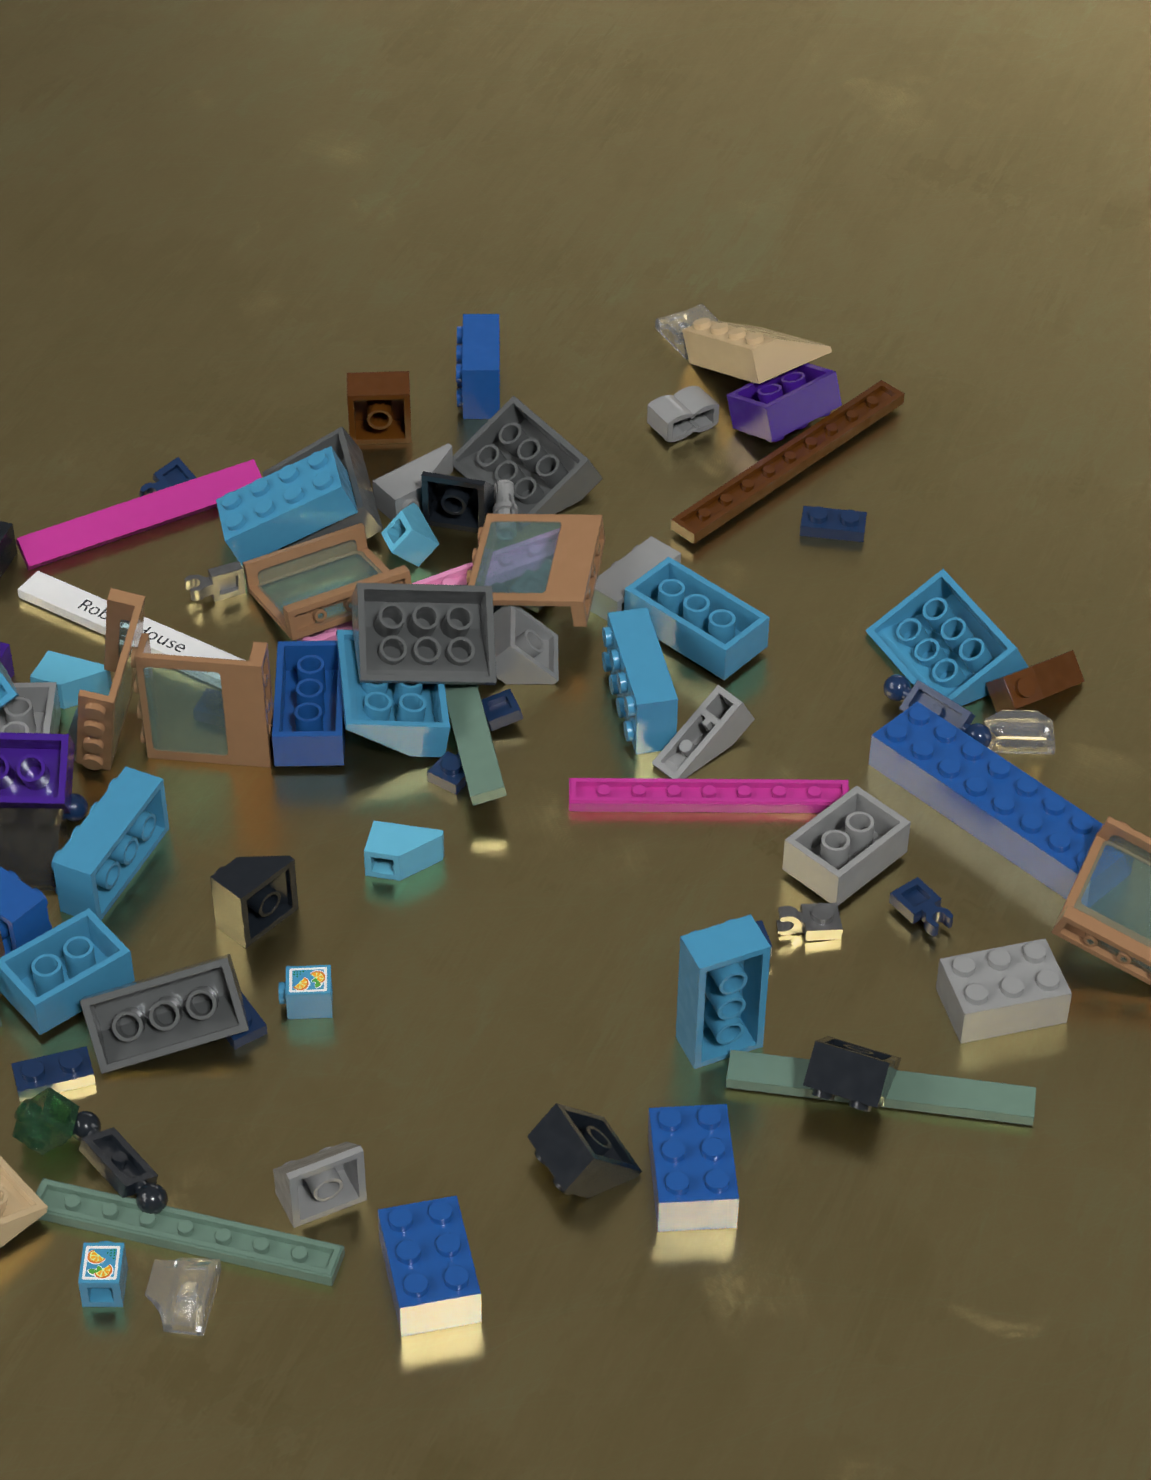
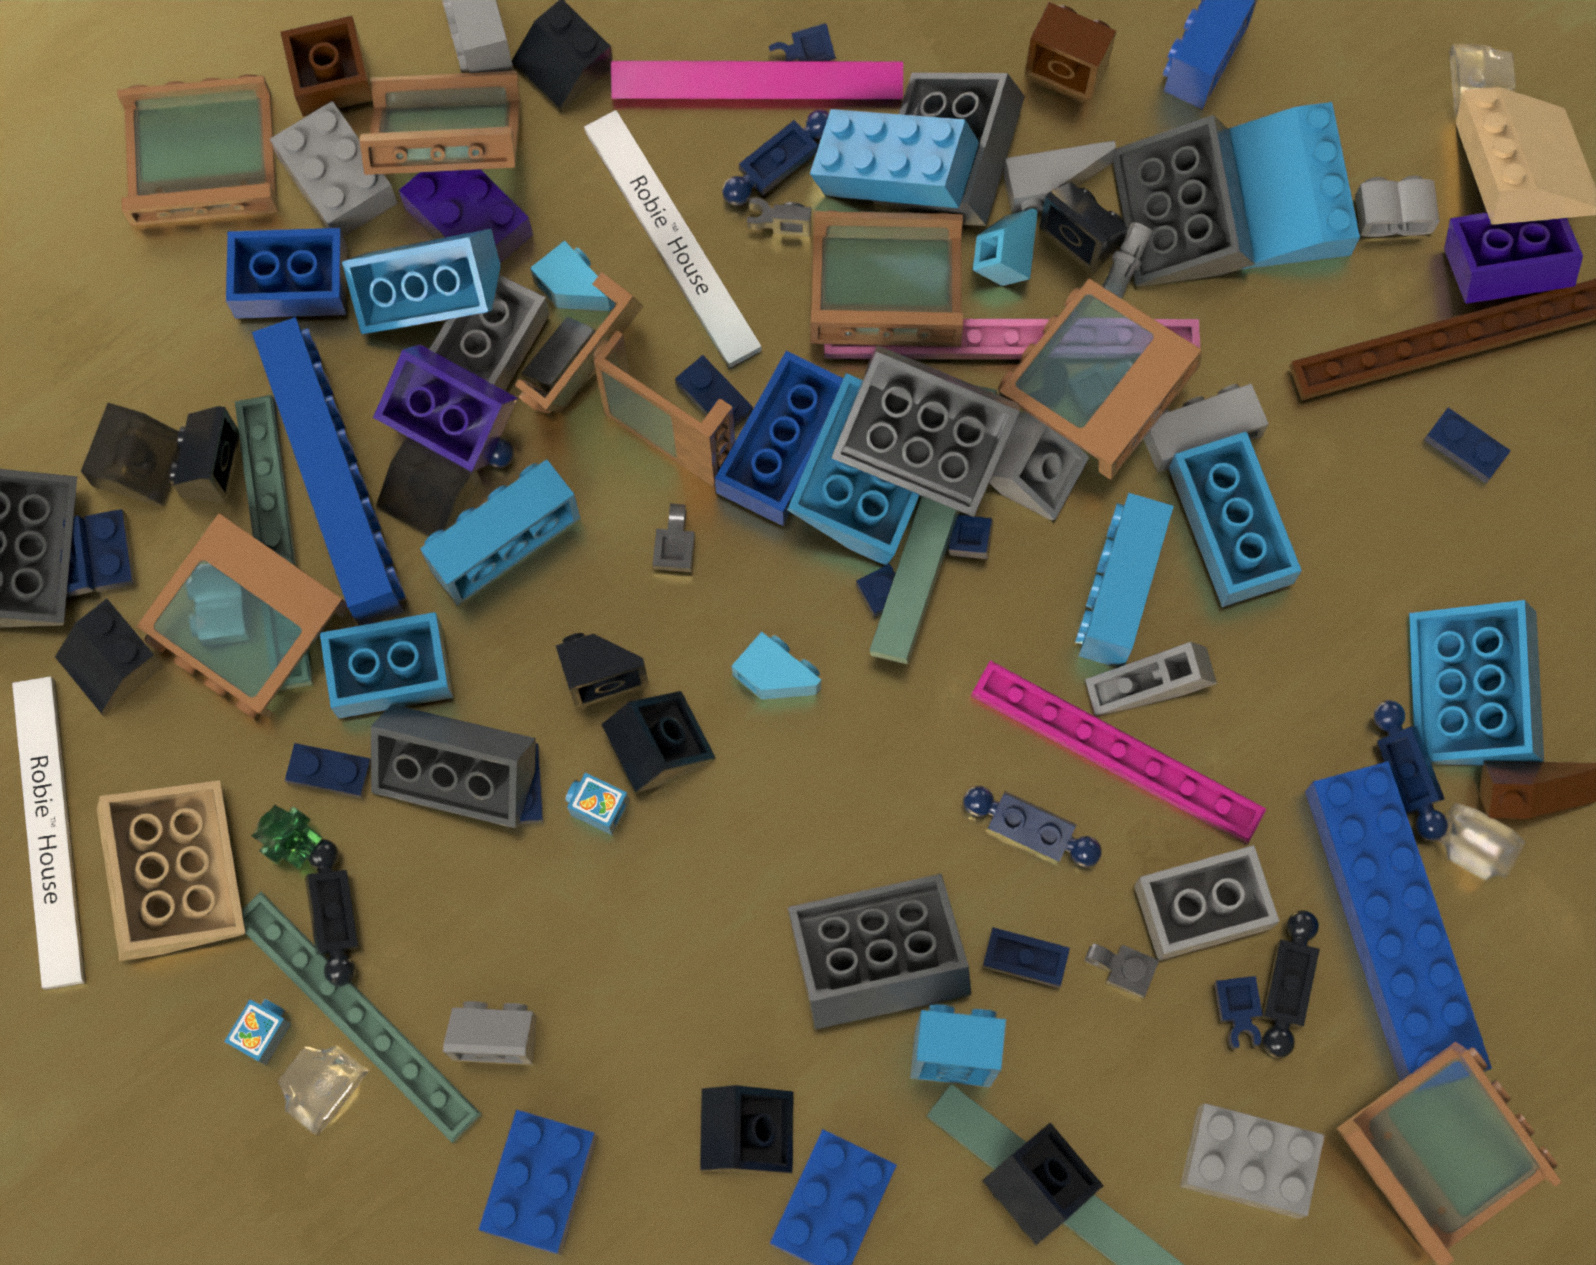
camera: 30 degrees right, 30 degrees up
(189, 552) = (776, 159): none -> dark blue plate
(261, 807) = (673, 545): none -> flat silver plate
(329, 932) = (657, 740): none -> black slope
(606, 425) = (1295, 186): none -> dark azure slope
(607, 991) = (879, 951): none -> dark grey slope
(676, 862) = (1032, 826): none -> dark blue plate
(948, 874) = (1290, 984): none -> black plate

